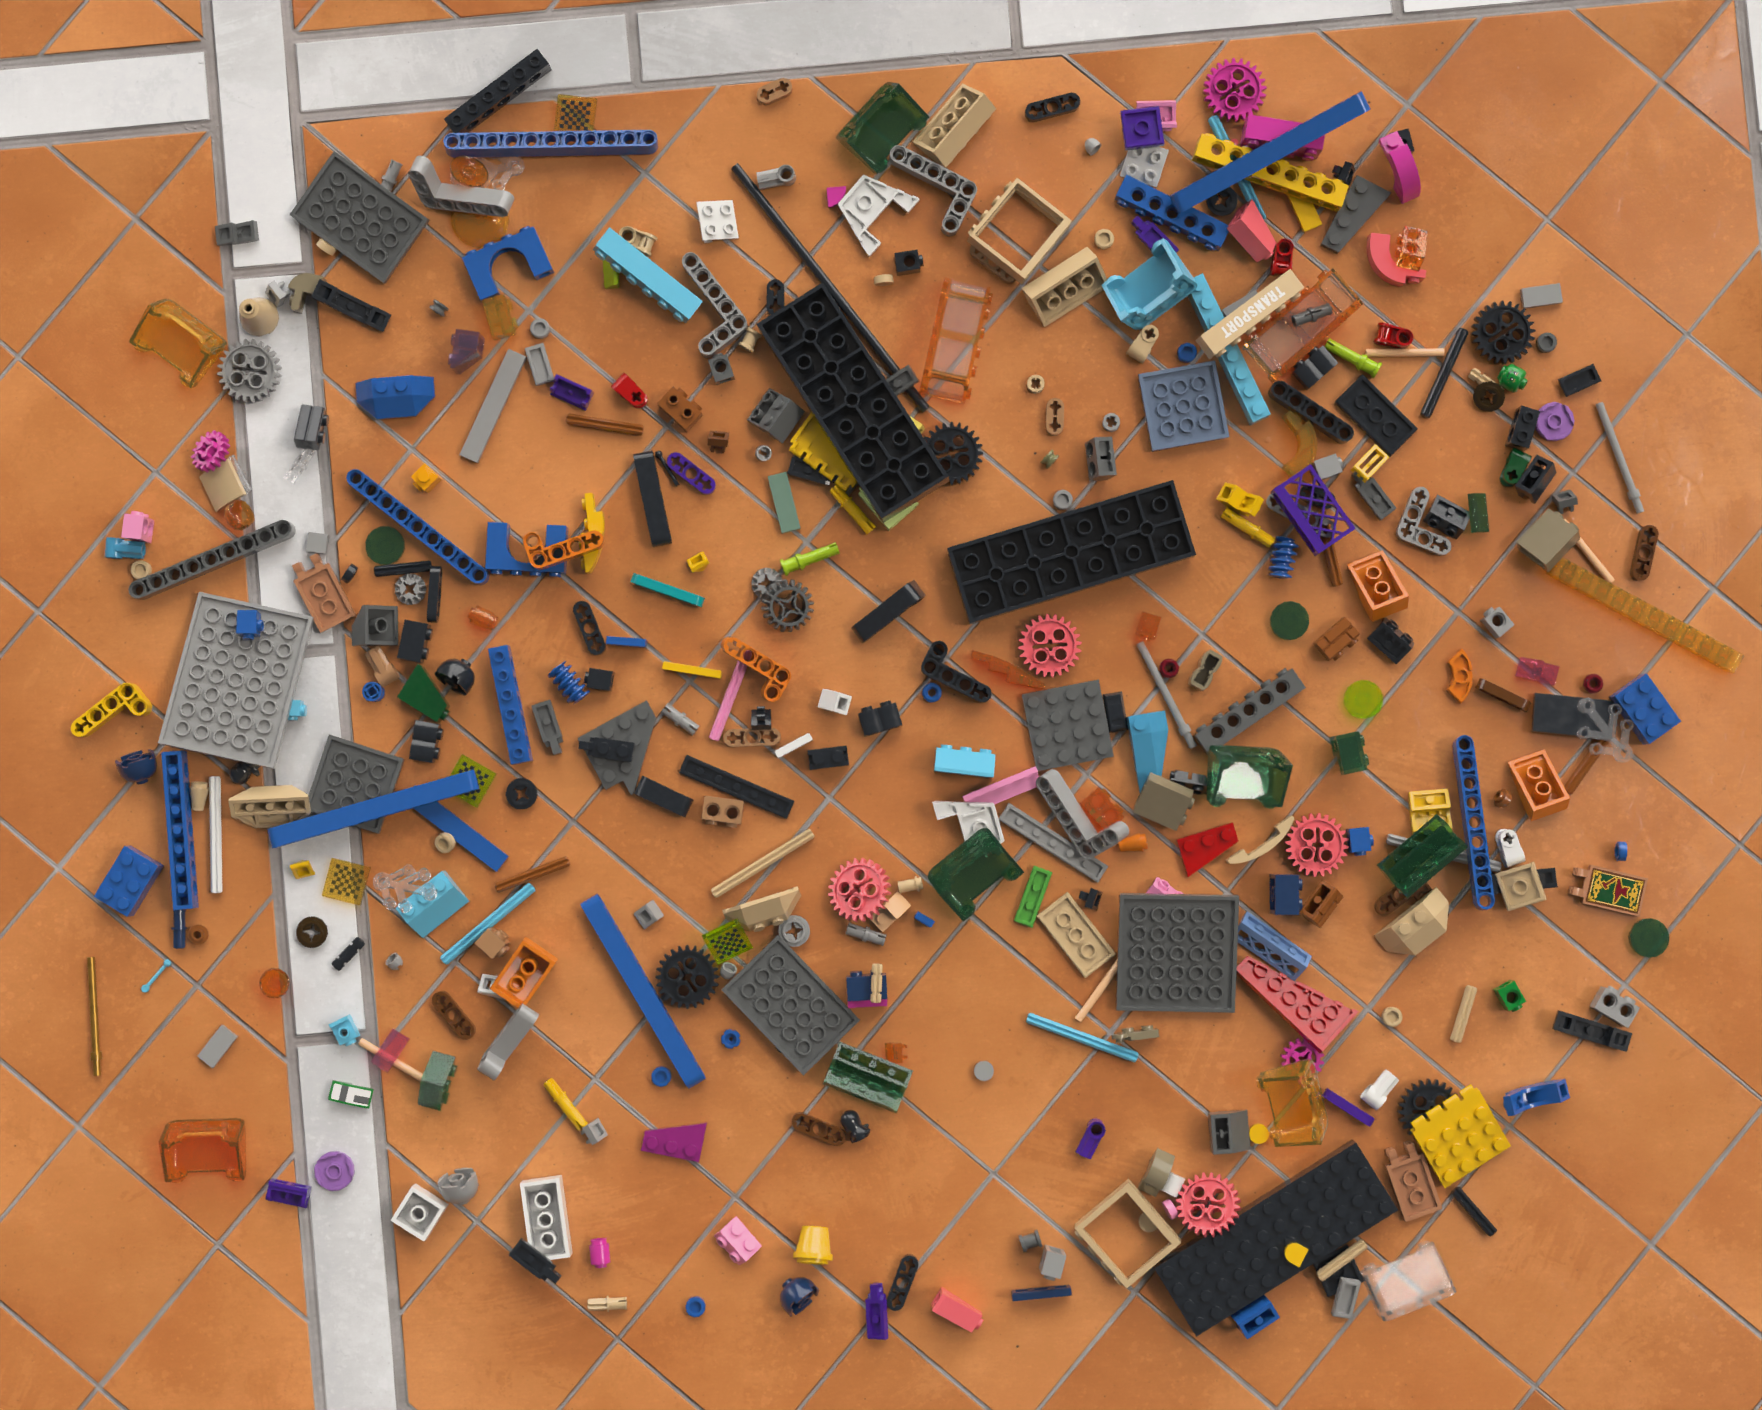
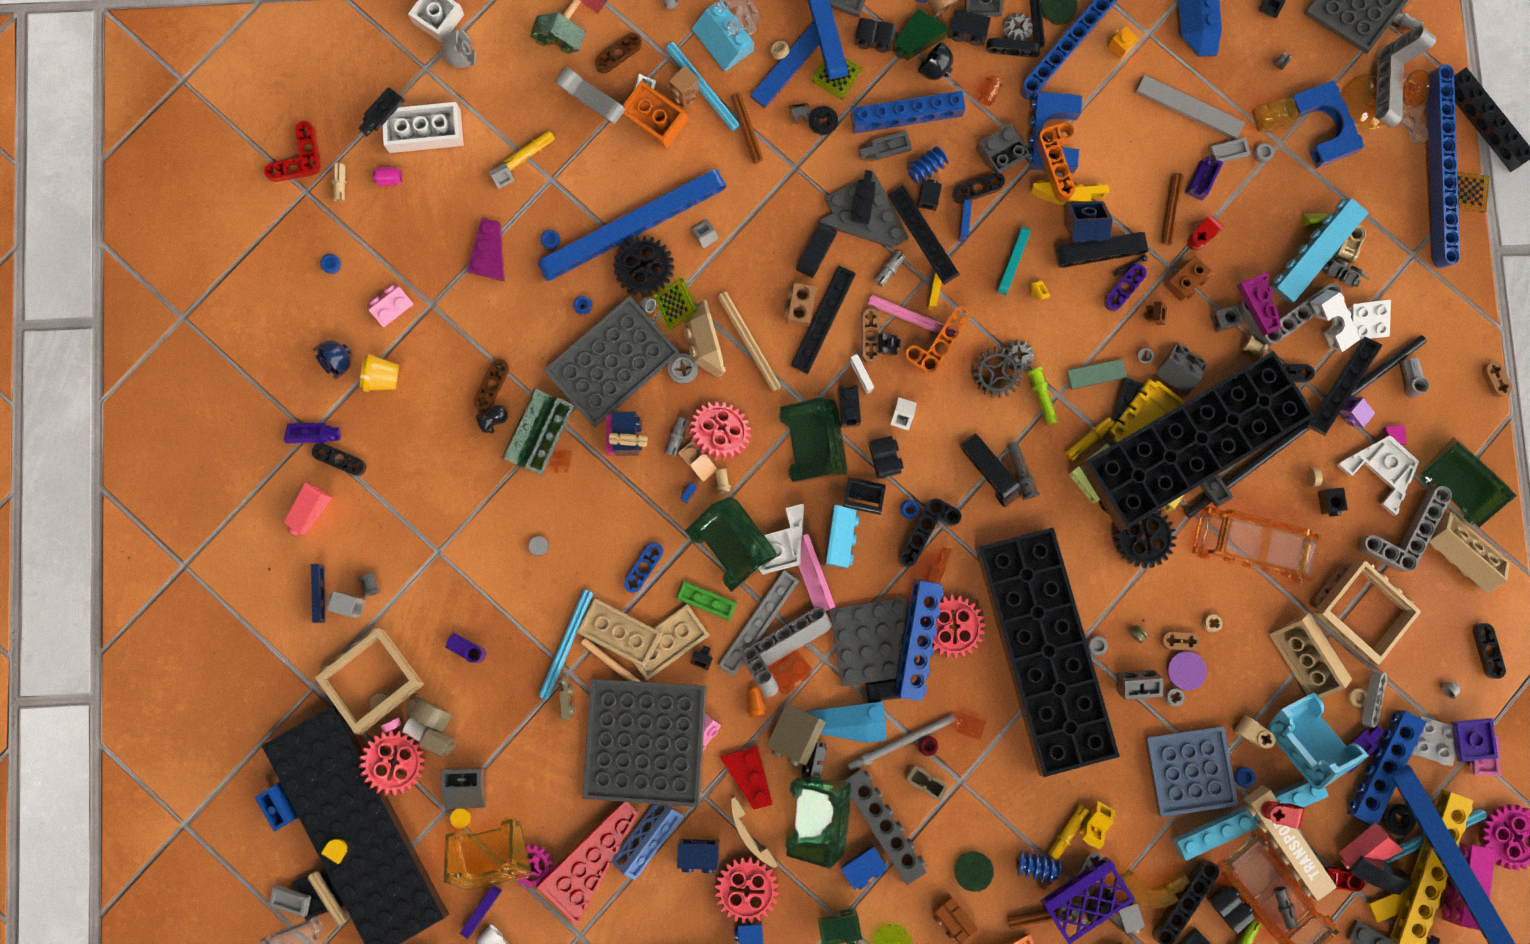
camera: 90 degrees right, 5 degrees down
(467, 350) = (1244, 80): slope -> none
(511, 819) = (799, 110): none -> black tile
(550, 603) = (1002, 150): none -> dark grey slope
(587, 1346) = (302, 162): none -> red beam
(625, 514) = (1088, 221): none -> dark blue brick
(645, 686) = (923, 235): none -> black plate
(668, 239) = (1352, 272): none -> dark grey hinge
(705, 338) = (1259, 302): none -> magenta wing
(733, 251) = (1343, 331): none -> white arch
(788, 249) = (1345, 386): none -> black plate
(815, 238) = (1357, 412): none -> medium lavender brick
(865, 791) = (815, 439): none -> clear green windscreen
(897, 572) = (1022, 481): none -> dark grey pin
(915, 739) = (864, 491): none -> black tile
(1011, 974) = (641, 582): none -> blue beam
(1017, 681) = (910, 648): none -> blue brick
(1069, 983) = (619, 633): none -> tan tile
(1084, 410) = (1186, 670): none -> medium lavender tile
(1105, 223) = (1374, 698): none -> light grey beam
(1186, 1159) = (438, 743): none -> dark tan brick
(1224, 321) = (1283, 814): none -> piece
(1276, 222) = (1381, 875): none -> black slope
(1290, 729) = (863, 868): none -> blue brick
(1321, 903) = (687, 892): dark orange brick -> none

